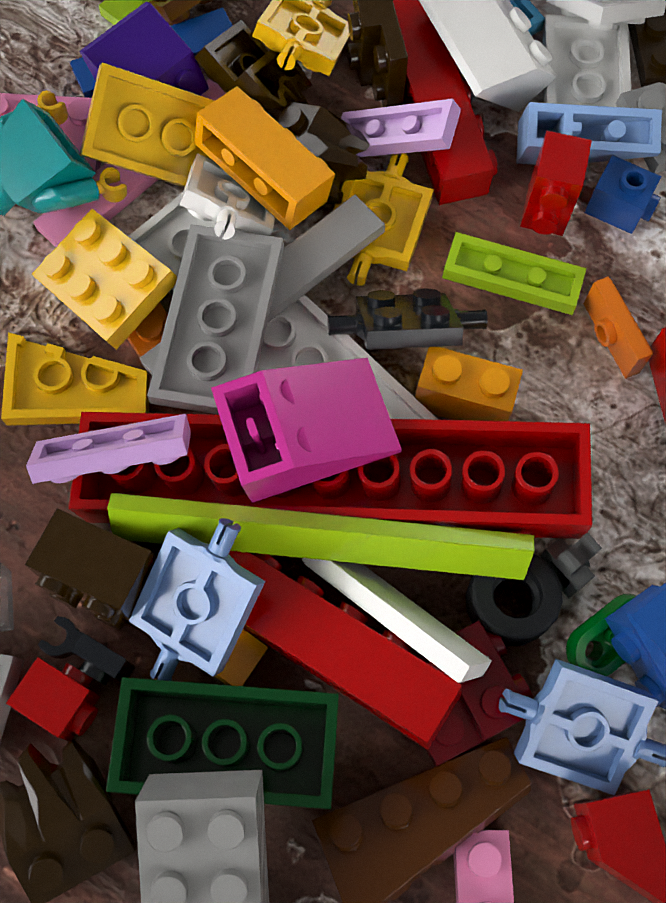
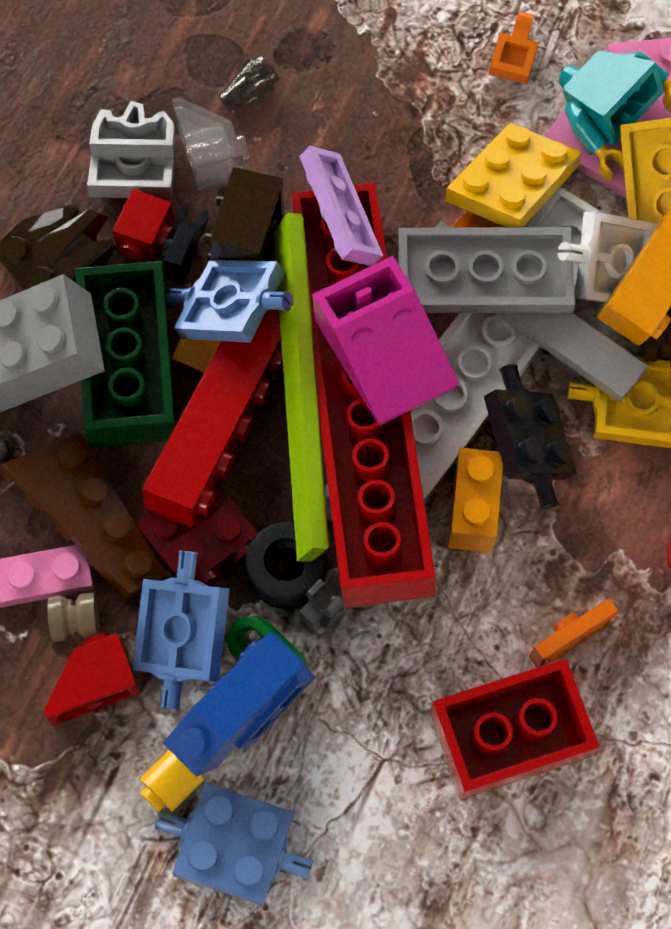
camera: 80 degrees right, 0 degrees up
(55, 386) = (409, 172): yellow wing -> none
(404, 618) = (244, 469): white tile -> none
(514, 273) = (612, 533): lime plate -> none
(548, 858) = (70, 616): none -> dark tan wheel

